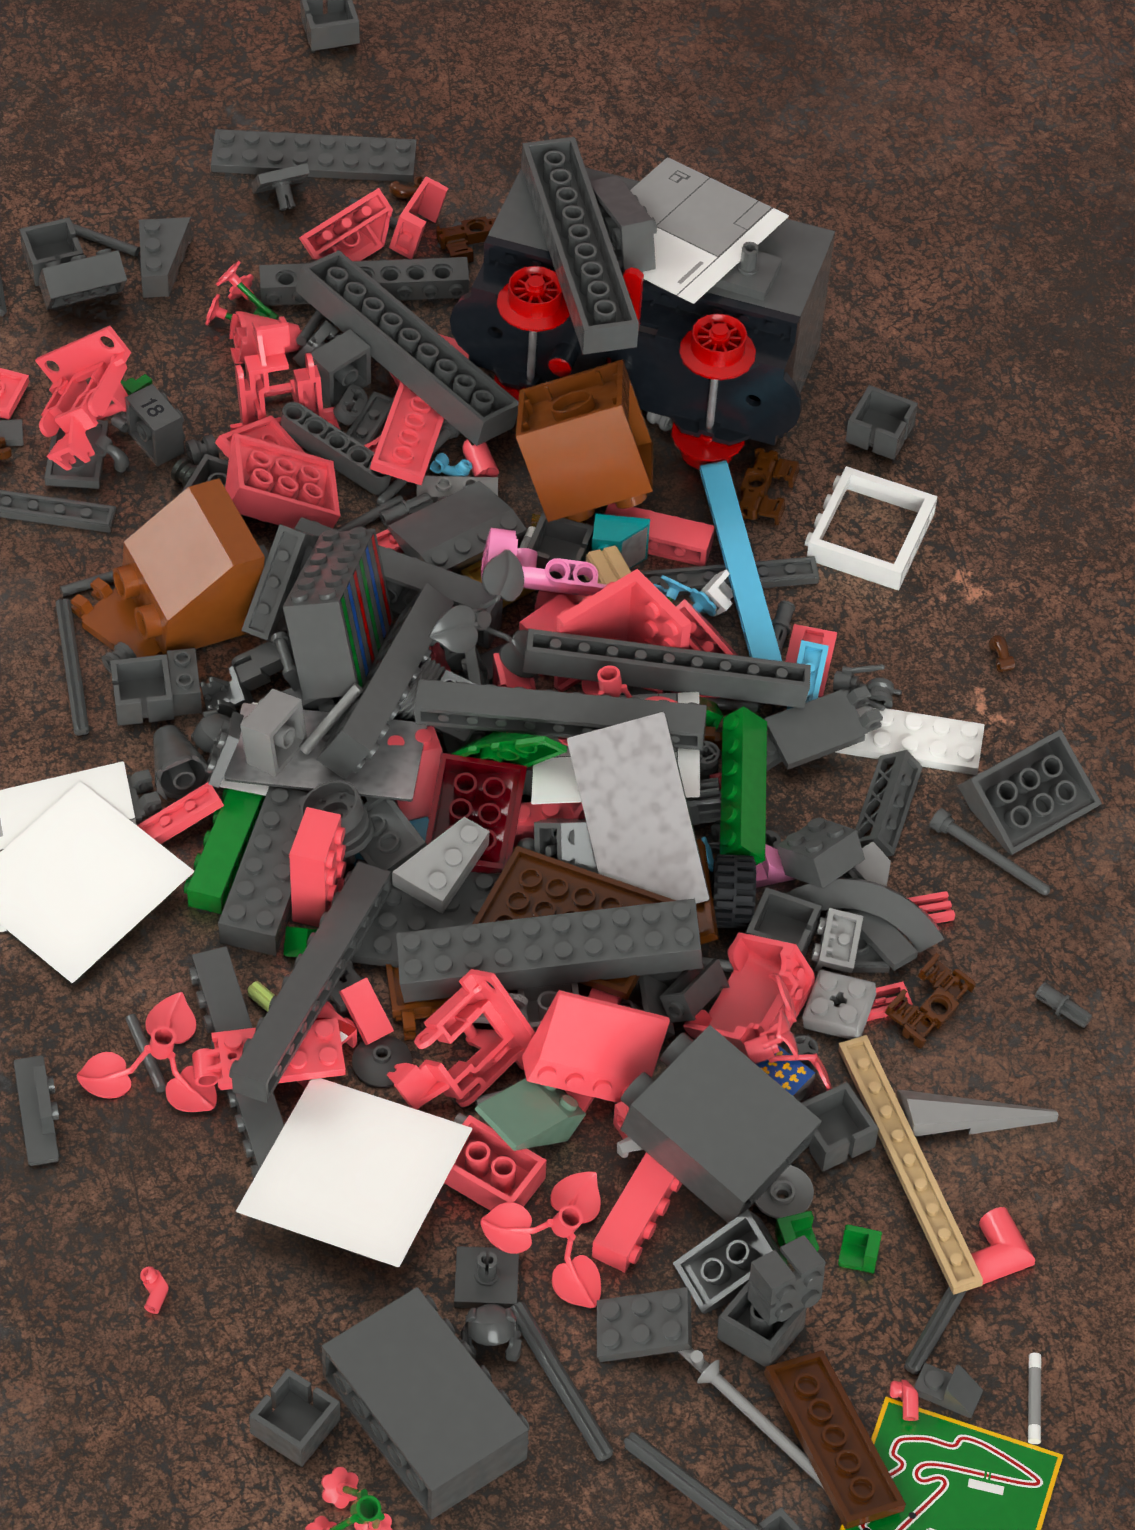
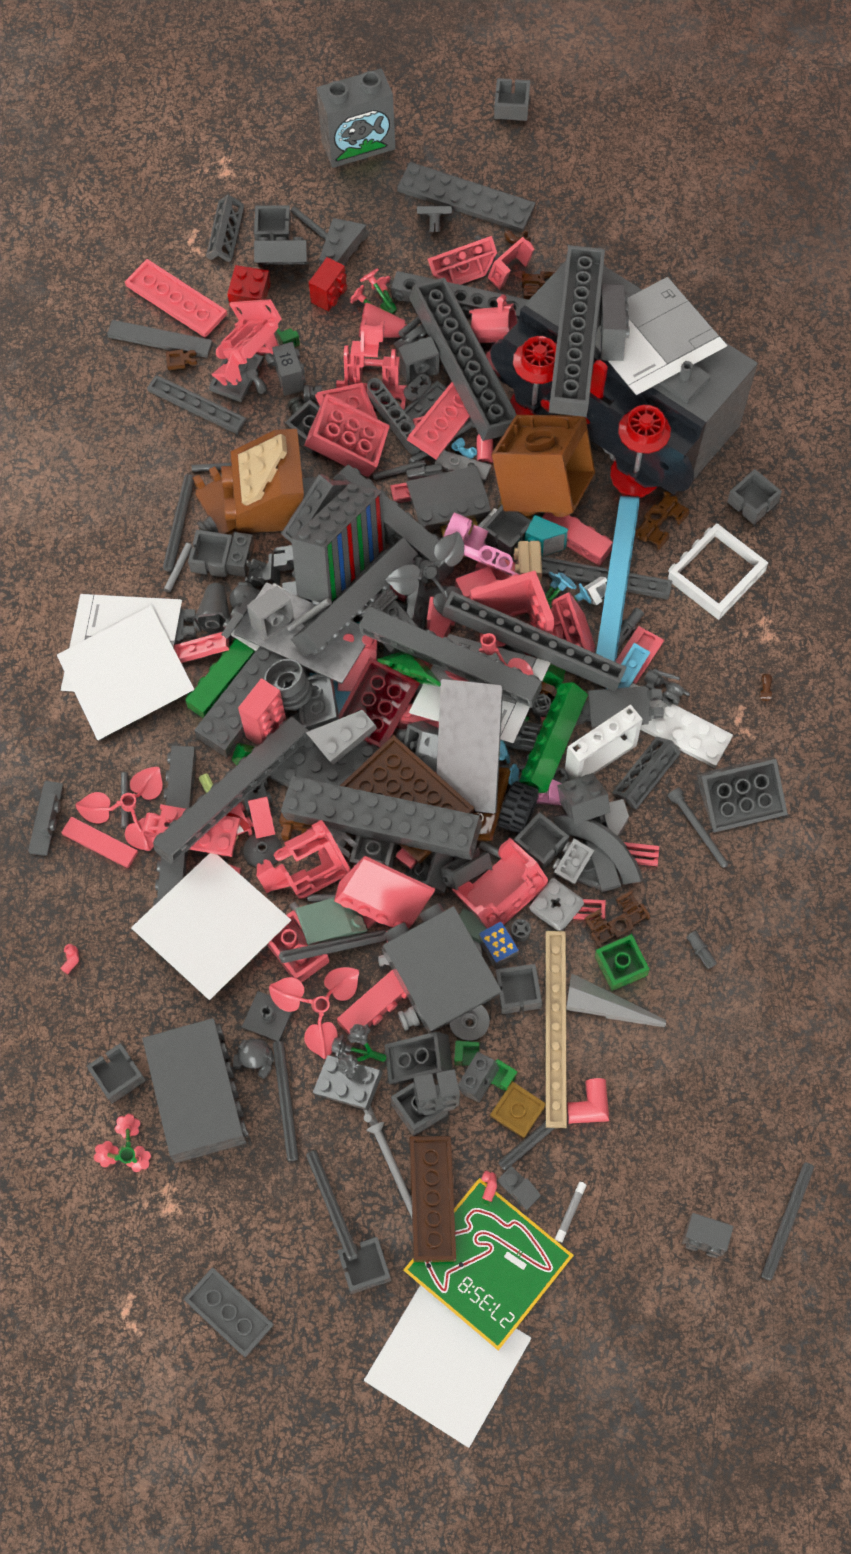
camera: 25 degrees right, 15 degrees up
(46, 331) = (248, 284): none -> red brick
(95, 725) = (178, 566): none -> light grey bar
(126, 82) = (356, 117): none -> dark grey brick
(132, 1120) = (99, 842): none -> coral tile
(167, 305) = (327, 284): none -> red brick
(184, 541) = (259, 466): none -> tan plate
(430, 293) = (493, 323): none -> coral container
(547, 1144) = (332, 946): none -> dark grey axle
(637, 1287) = (346, 1062): none -> dark grey plant
(693, 1215) = (408, 1018): none -> light grey wheel
(766, 1046) = (496, 923): coral plant -> none
(816, 783) = (604, 744): none -> white window
(834, 1246) = (478, 1077): none -> dark grey brick
(902, 1287) = (518, 1110): none -> pearl gold plate
(963, 1050) = (621, 962): none -> green brick

